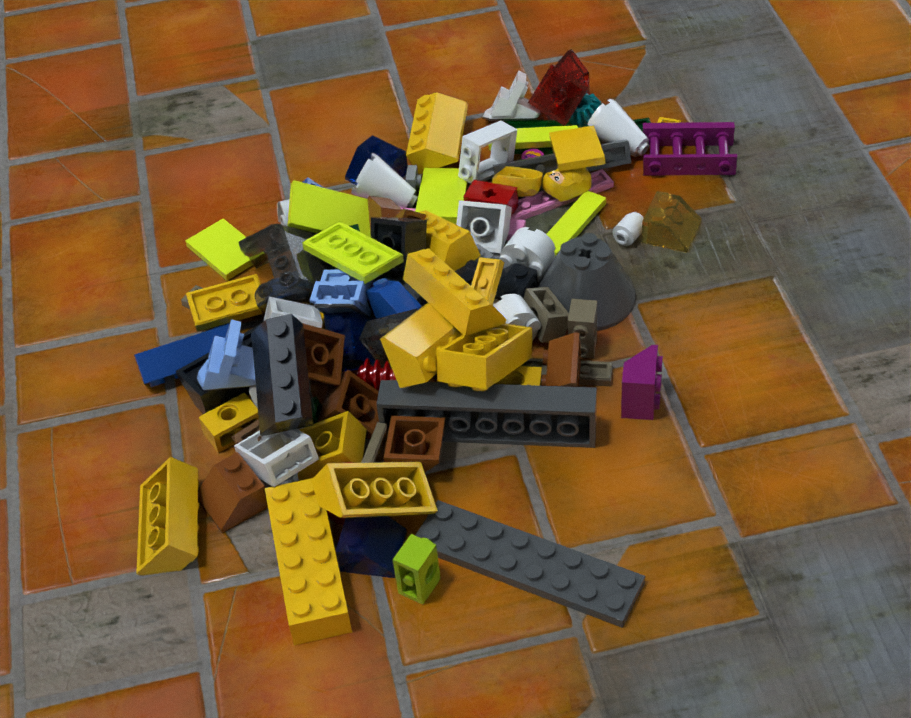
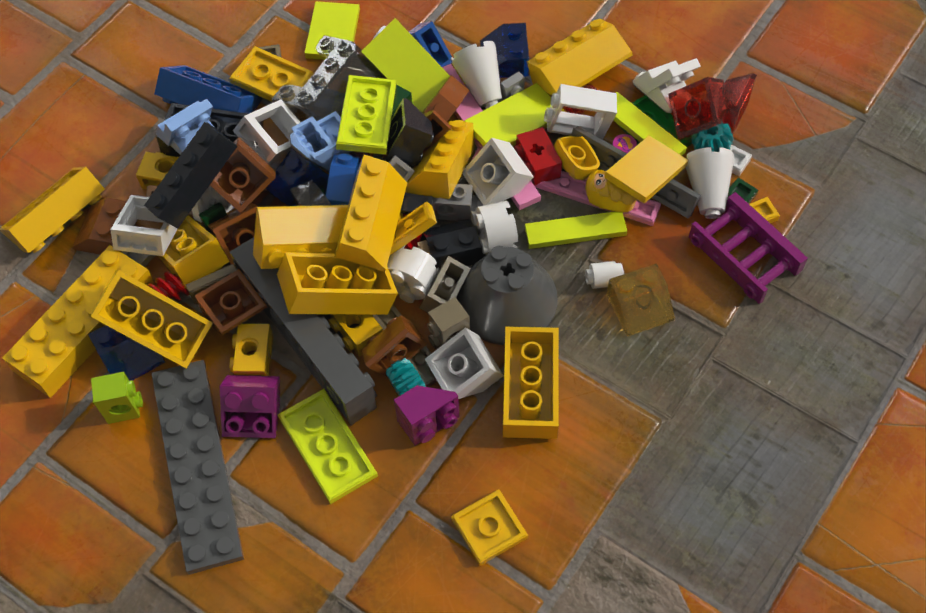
camera: 45 degrees right, 15 degrees up
(469, 463) = (252, 338): none -> yellow brick
(516, 492) = (250, 406): none -> magenta slope
(599, 469) = (327, 446): none -> neon yellow tile
(604, 378) = (403, 376): none -> teal gear
(620, 339) = (464, 365): none -> white slope
(677, 315) = (531, 383): none -> yellow brick
(767, 415) = (489, 527): none -> yellow tile

